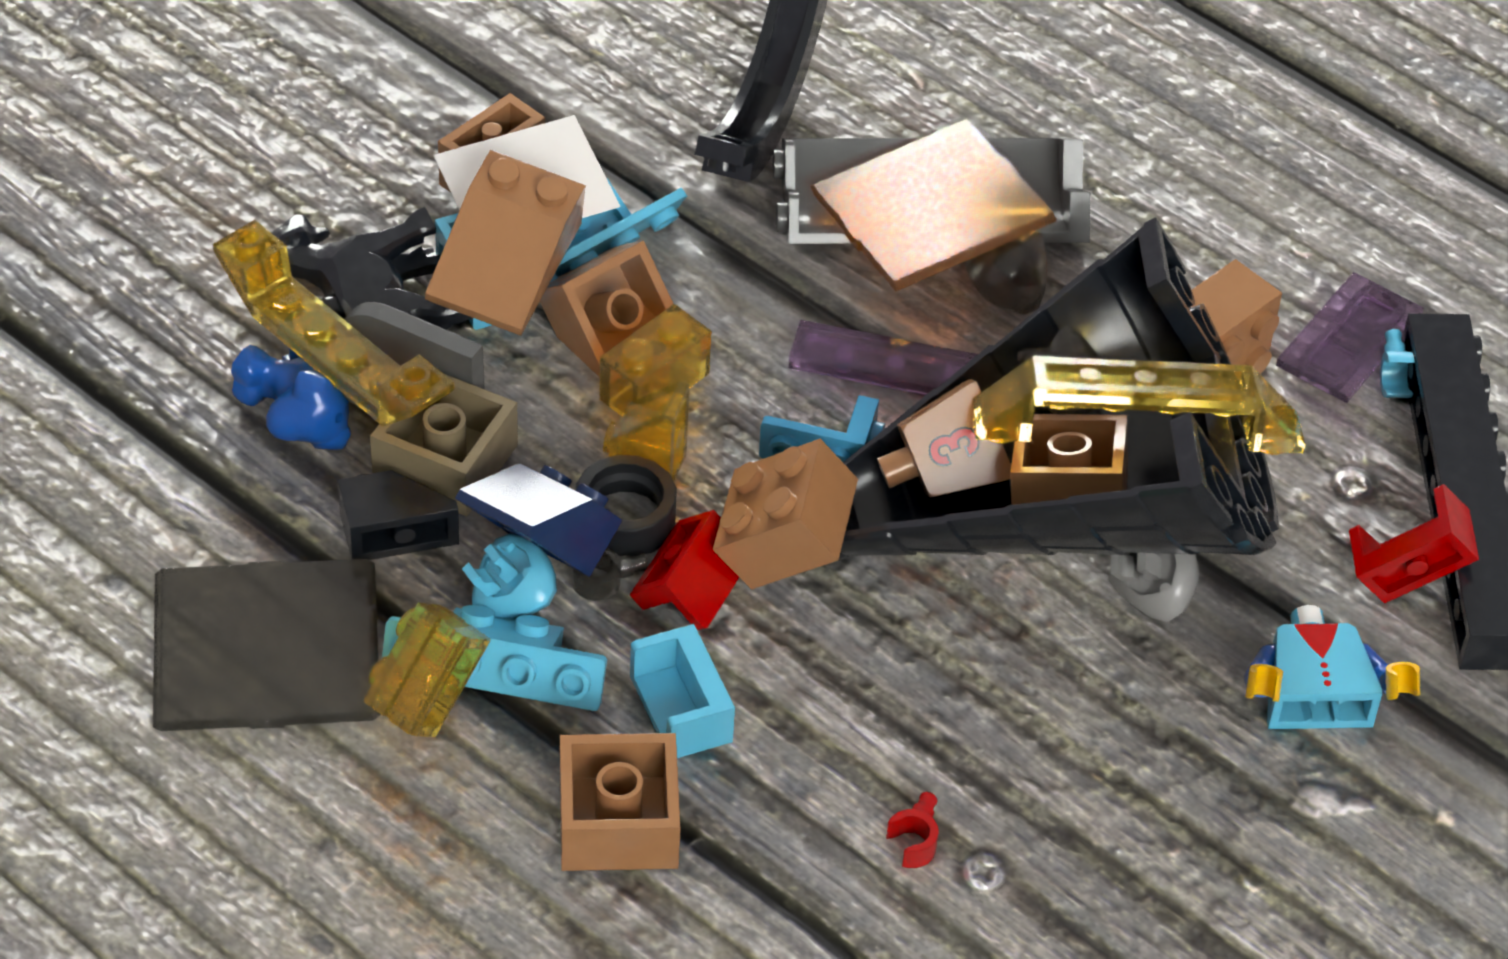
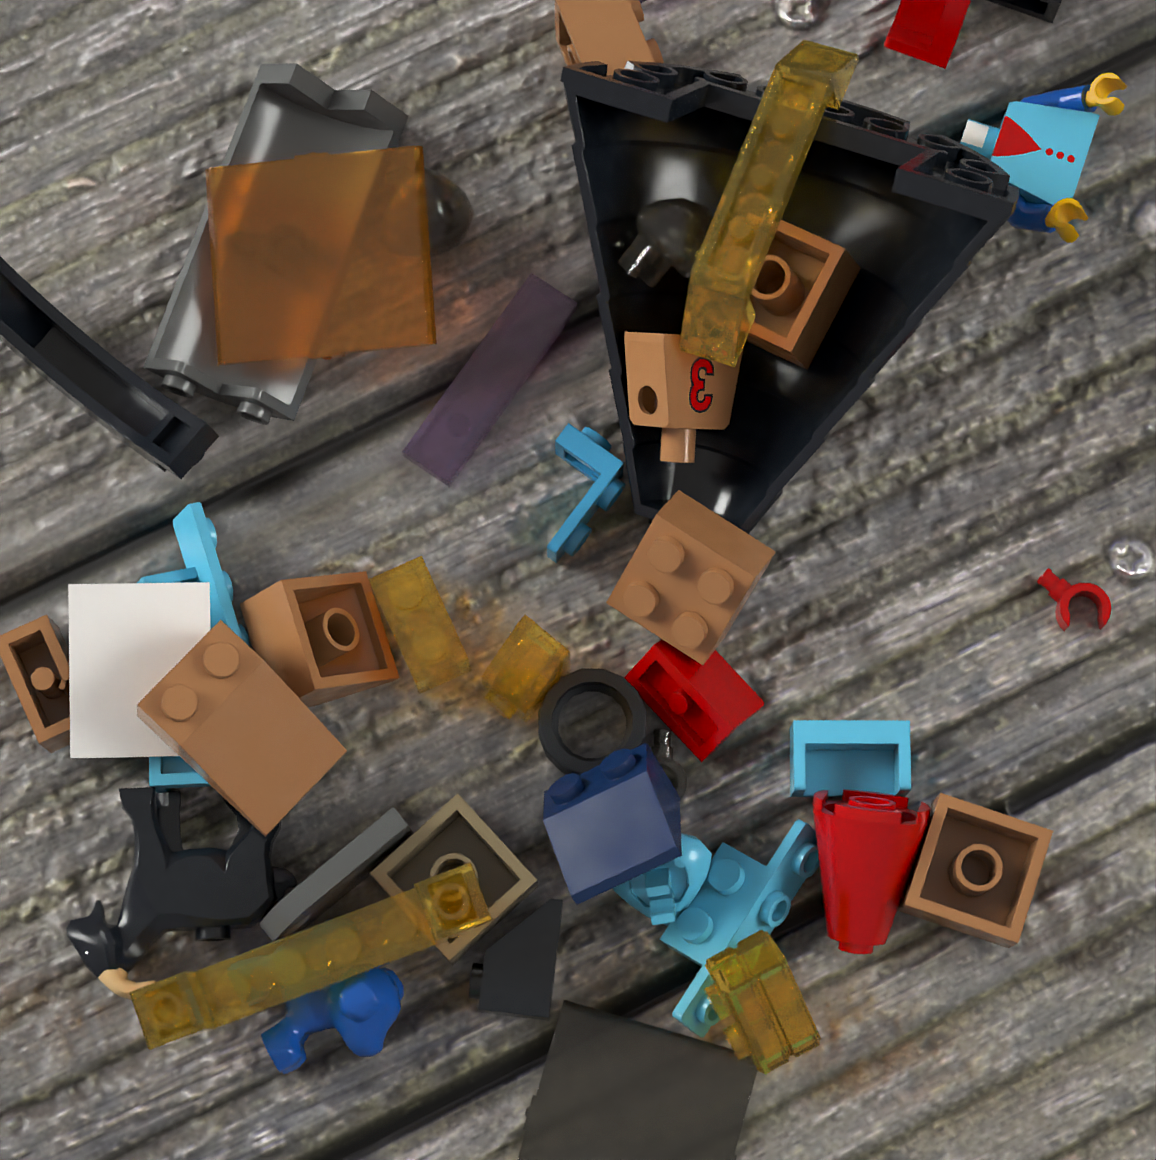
camera: 65 degrees left, 30 degrees up
(597, 699) = (865, 862): none -> red cone

